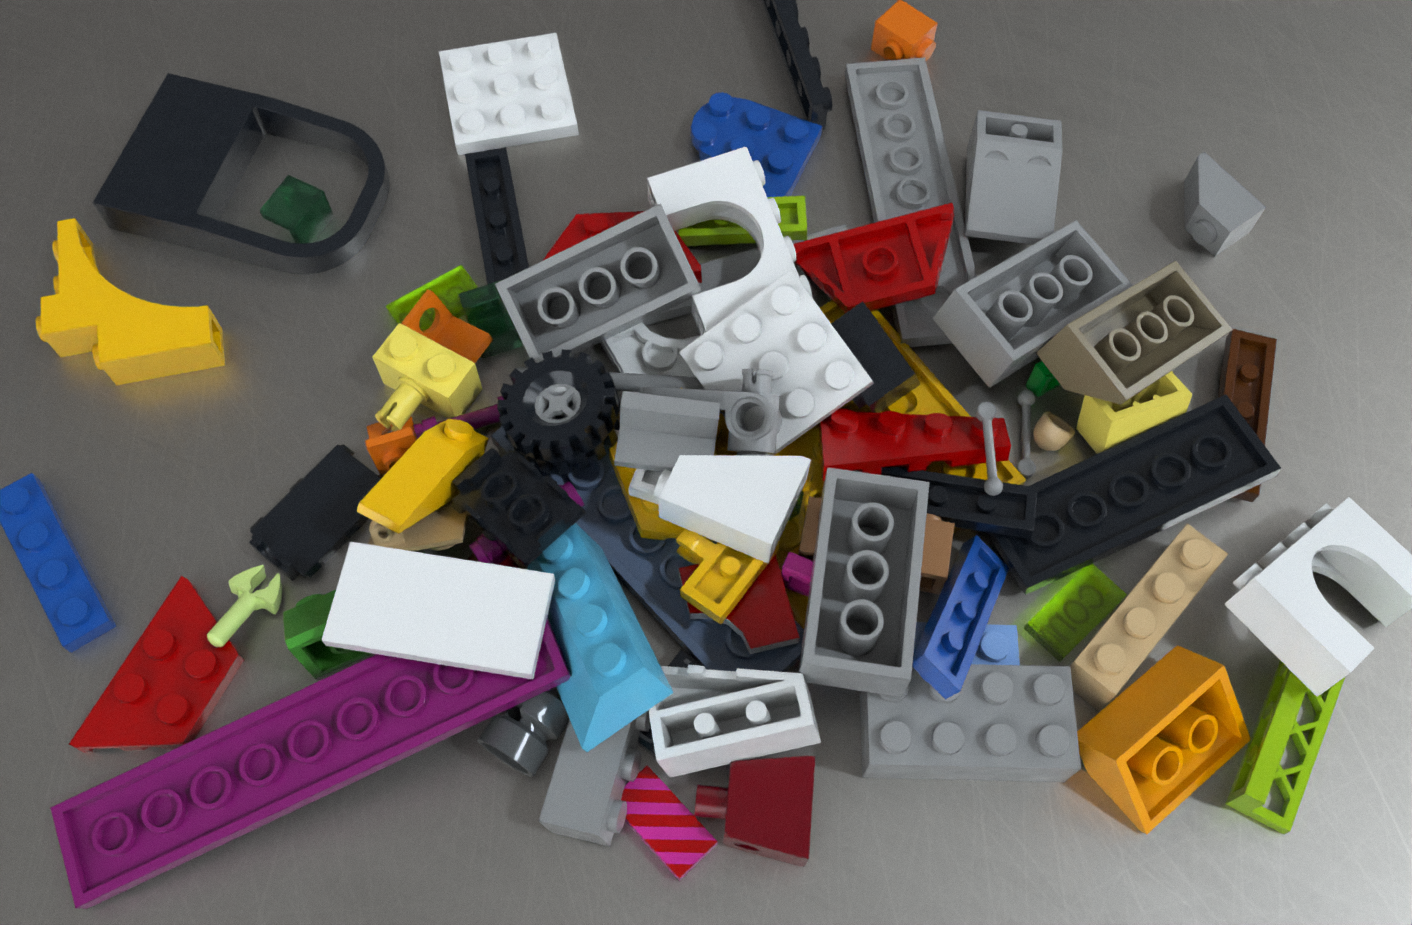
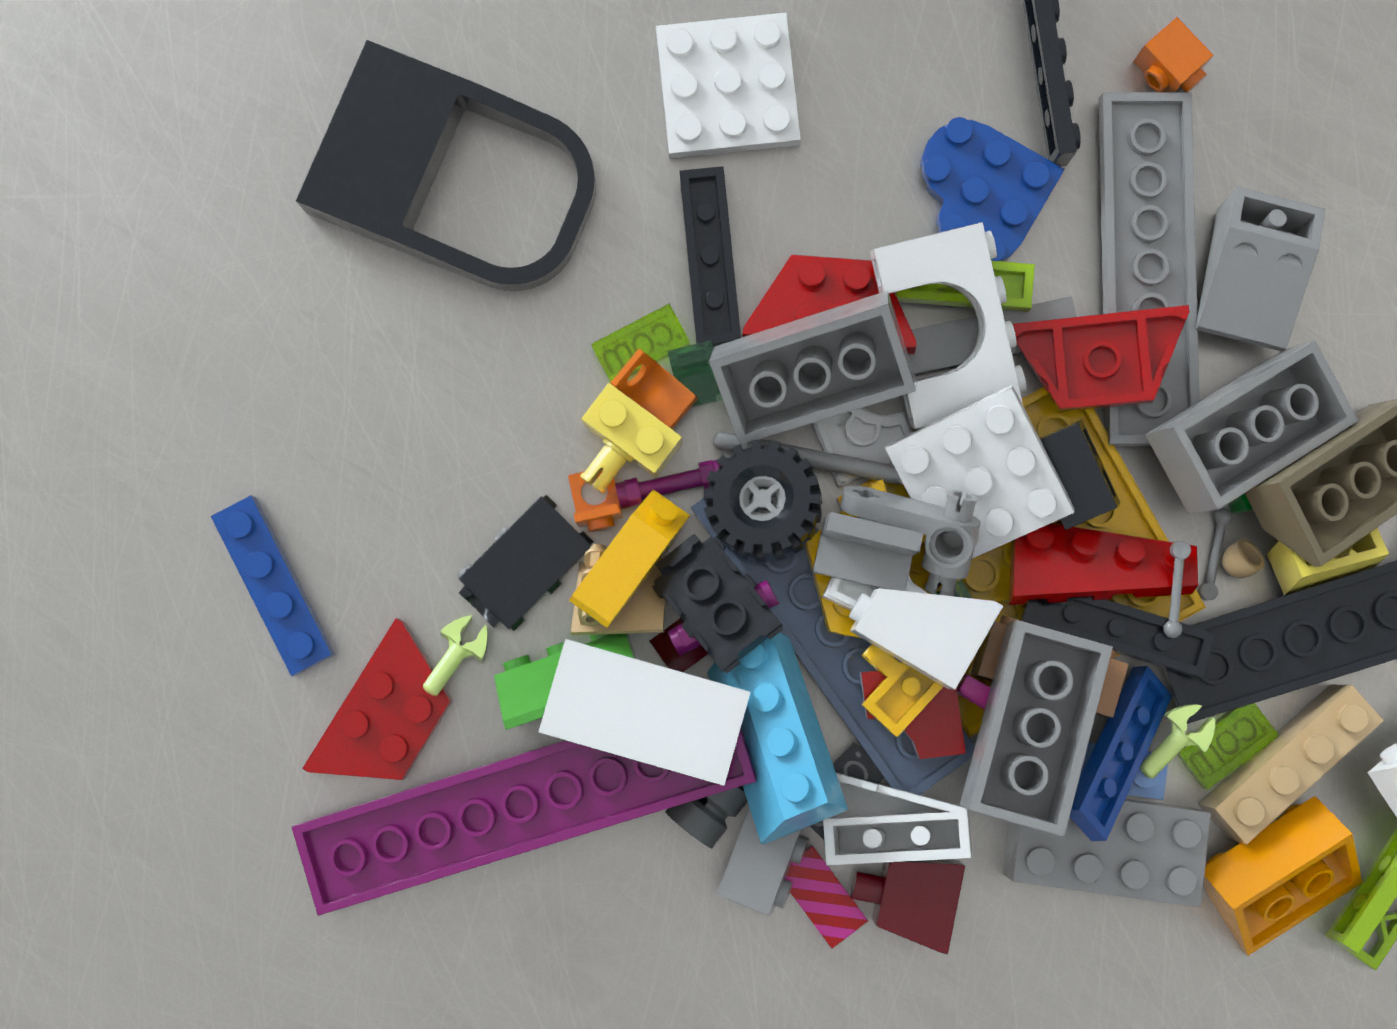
camera: 10 degrees right, 20 degrees up
(124, 333) = (298, 326): yellow arch -> none
(298, 209) = (503, 224): clear green panel -> none
(1021, 601) = (1178, 739): none -> yellowish green bar

